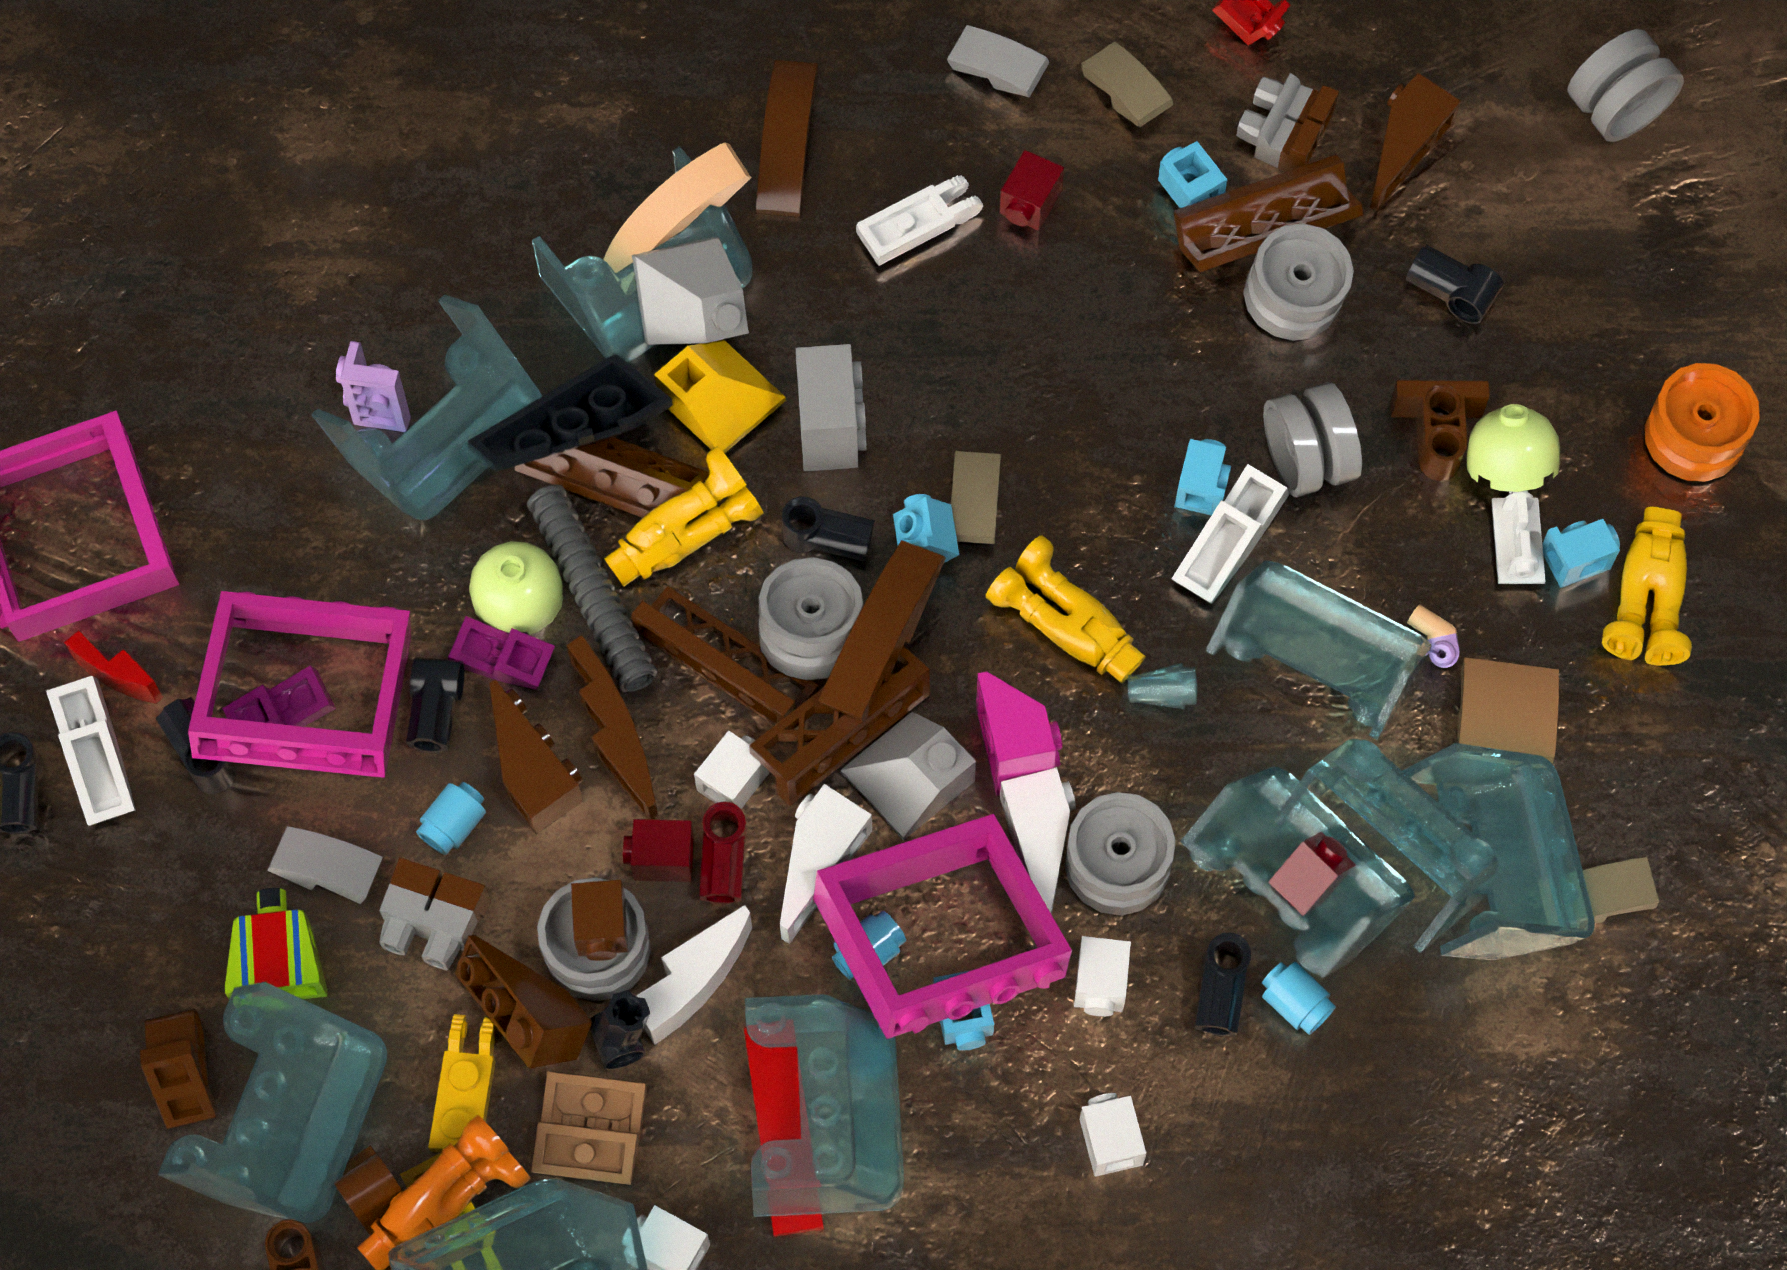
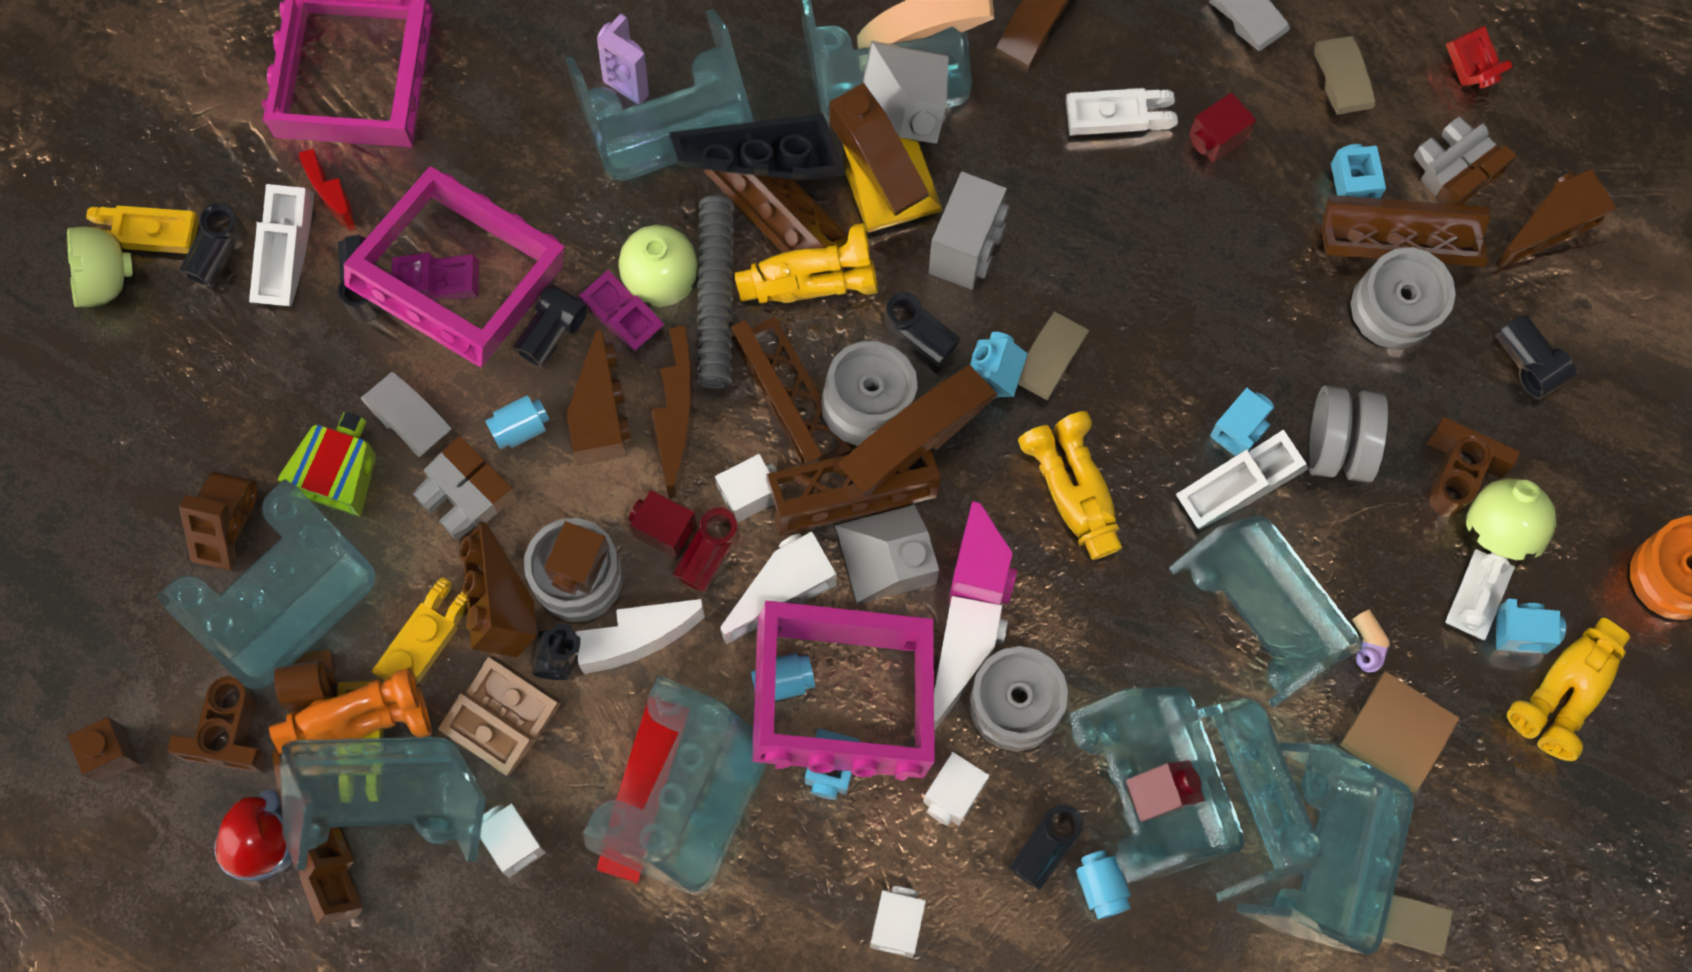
camera: 25 degrees right, 5 degrees up
(694, 362) = (877, 148): none -> reddish brown slope
(1166, 687) = (1126, 580): clear light blue cone -> none

